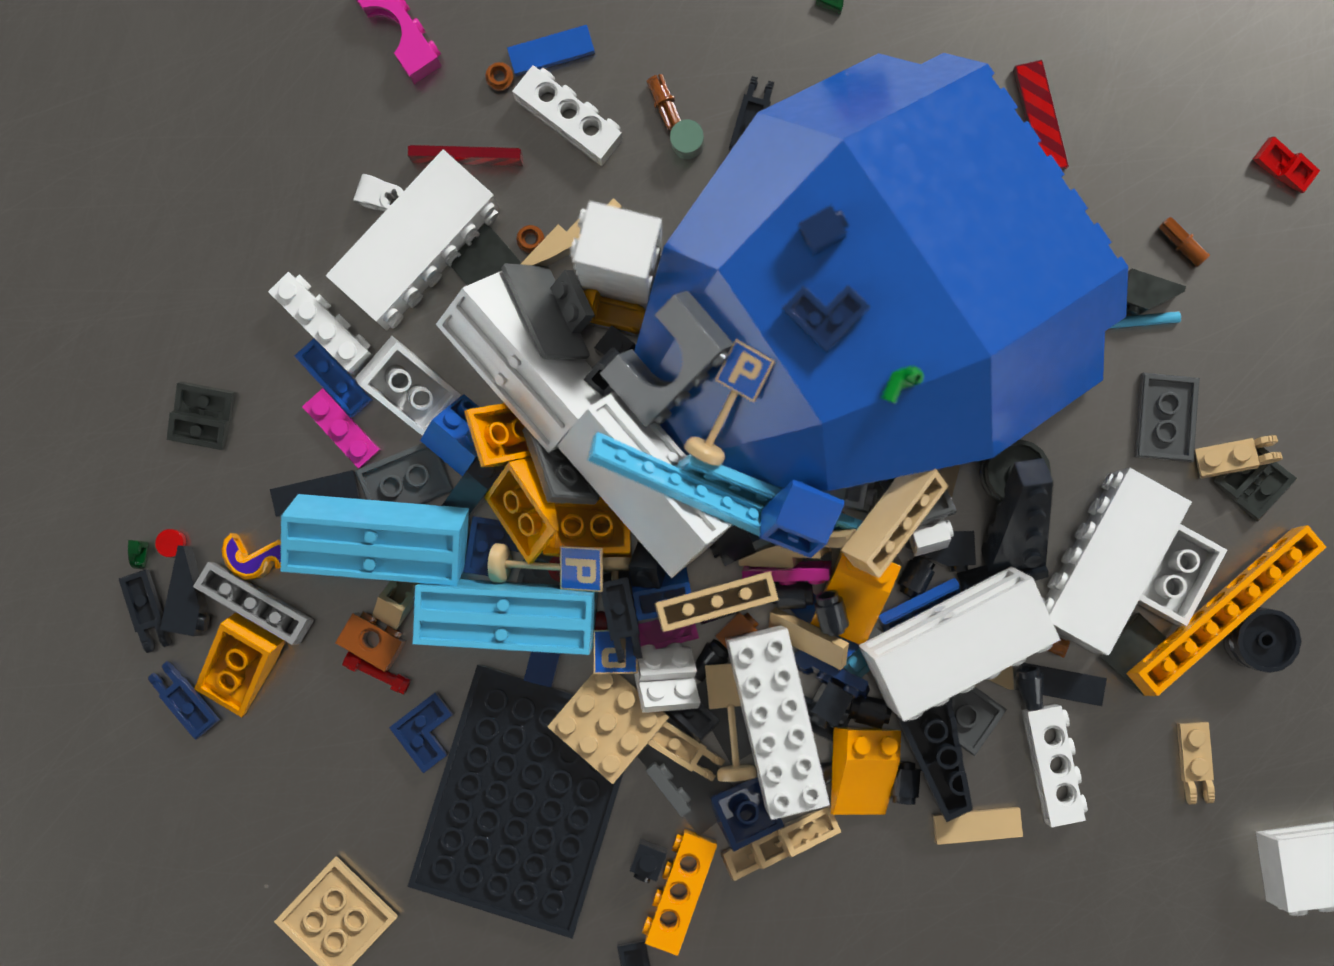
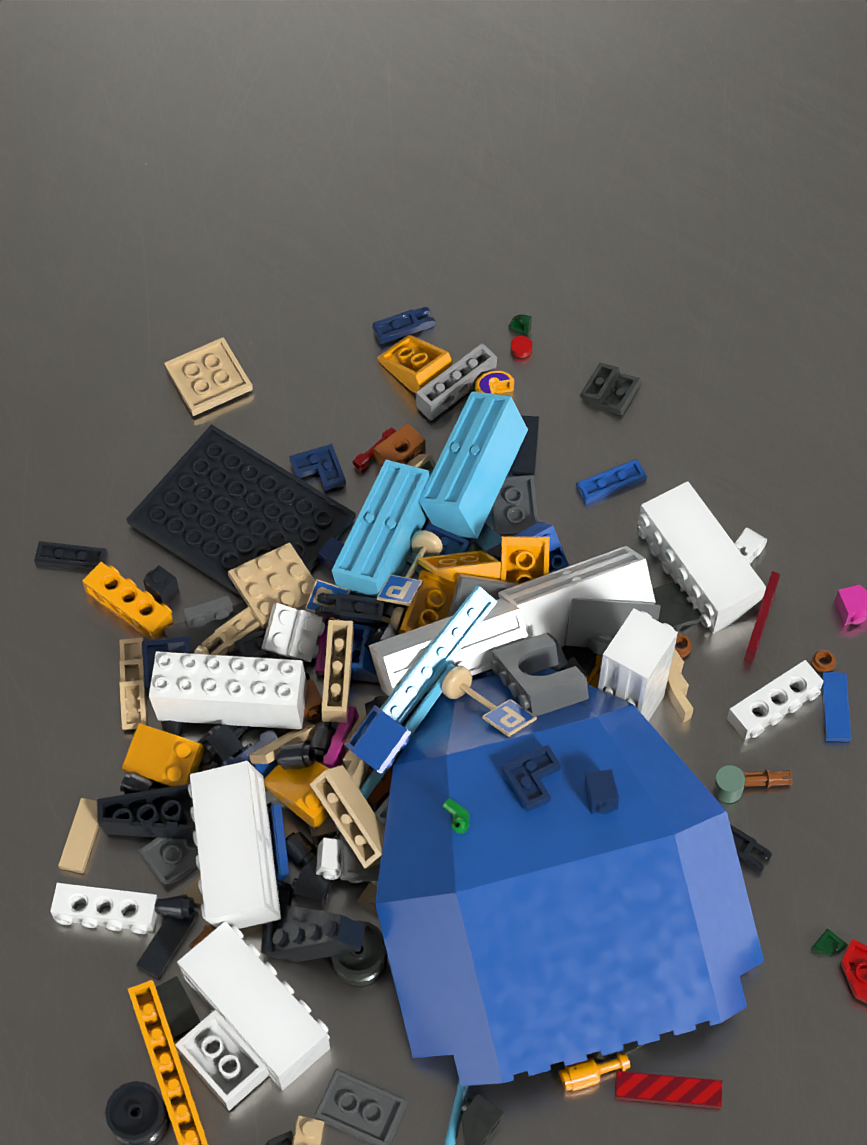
camera: 105 degrees right, 25 degrees down
(144, 608) = (477, 318): black hinge -> none
(185, 605) = (466, 337): black slope -> none
(326, 328) = (654, 480): white brick -> none
(341, 428) = (568, 475): dark pink plate -> none
(406, 385) = (589, 524): white slope -> none
(1196, 760) = (59, 1030): tan hinge -> none

